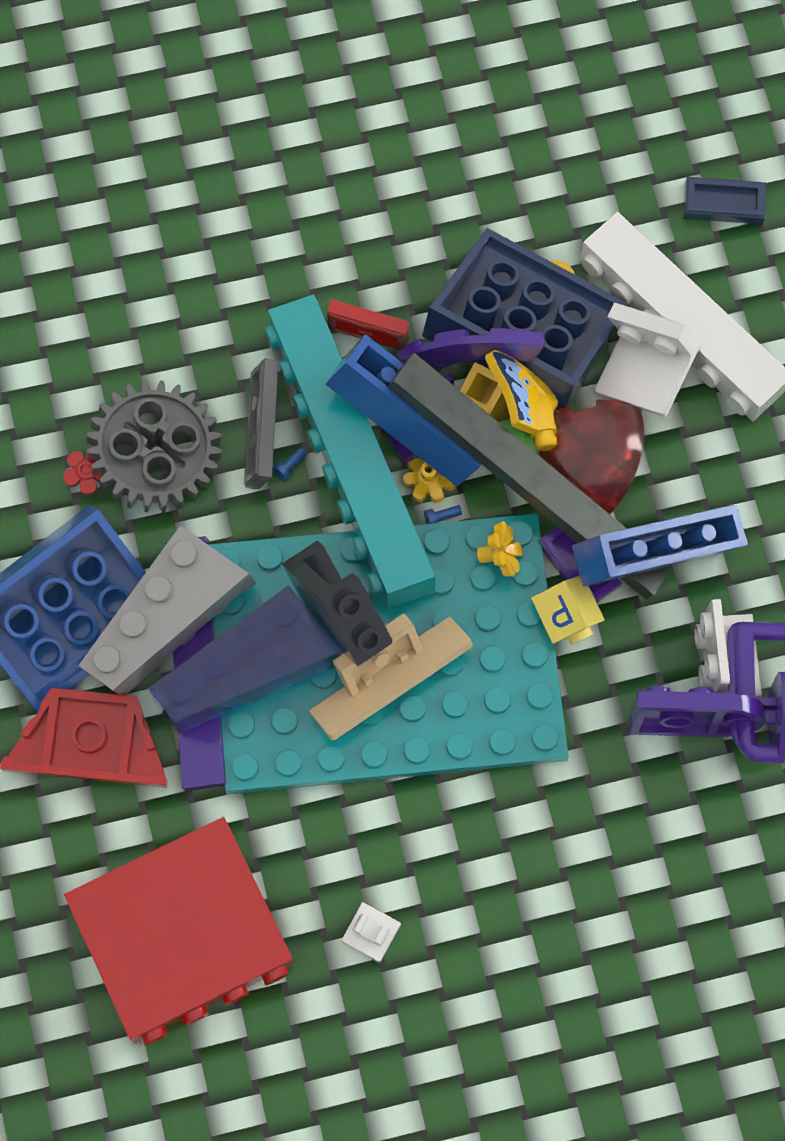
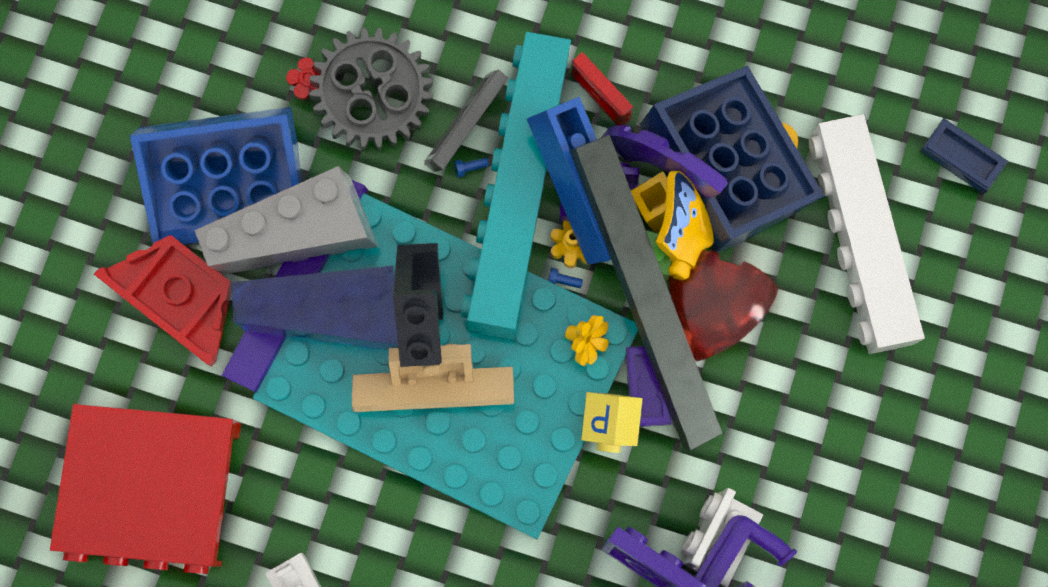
camera: 35 degrees right, 5 degrees up
(647, 360) = (808, 253): white bracket -> none
(659, 545) = (717, 414): blue brick -> none

